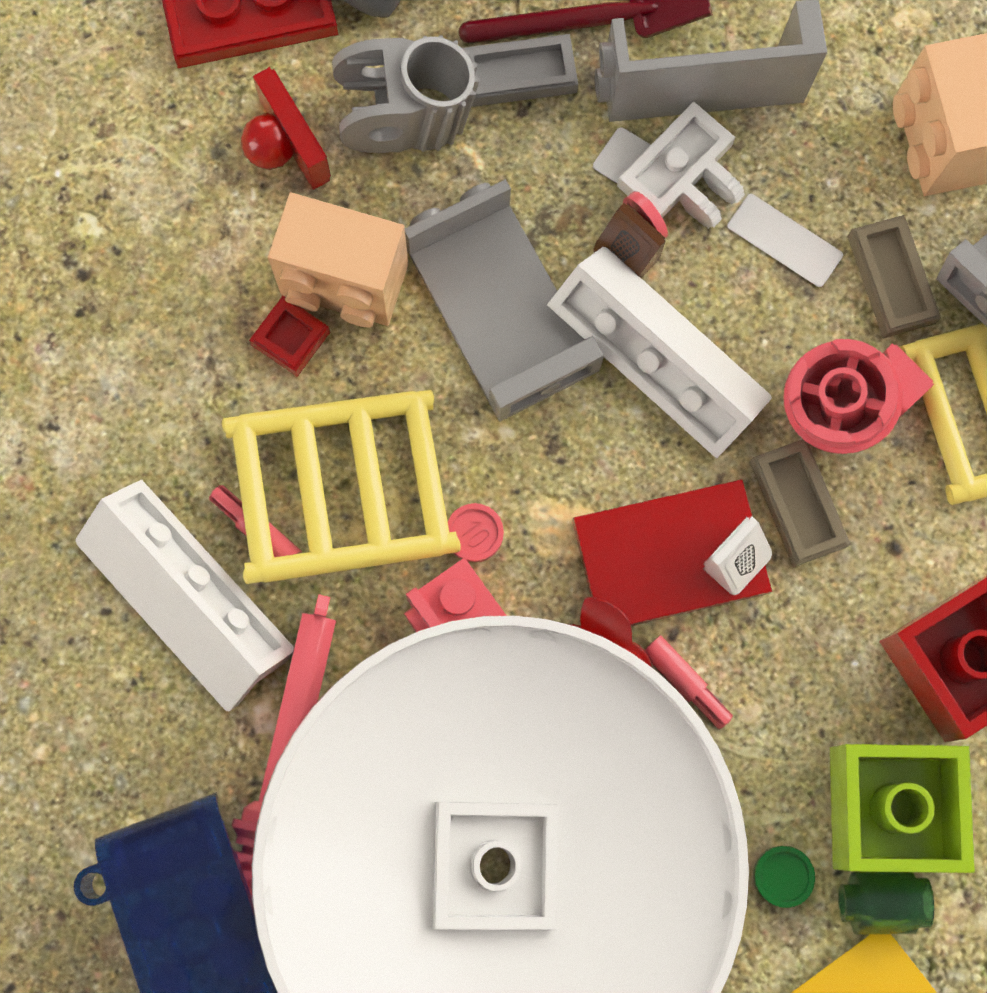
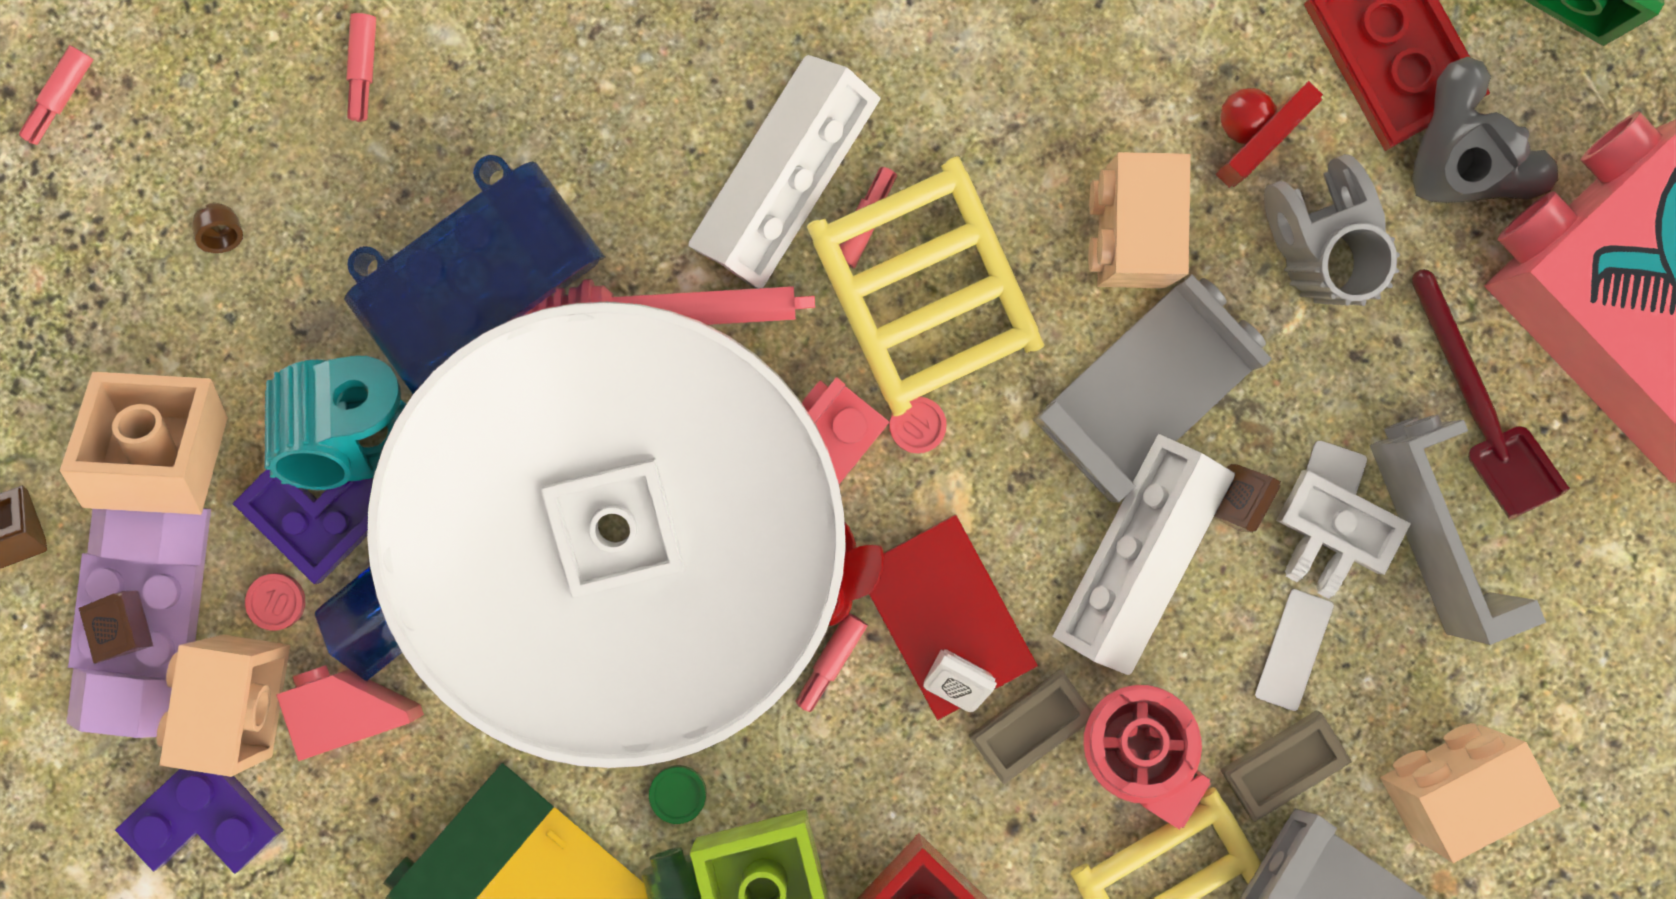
camera: 80 degrees right, 10 degrees up
(290, 336) = (1059, 195): red tile -> none
(524, 70) = (1398, 344): light grey tile -> none
(647, 210) = (1279, 506): coral piece -> none

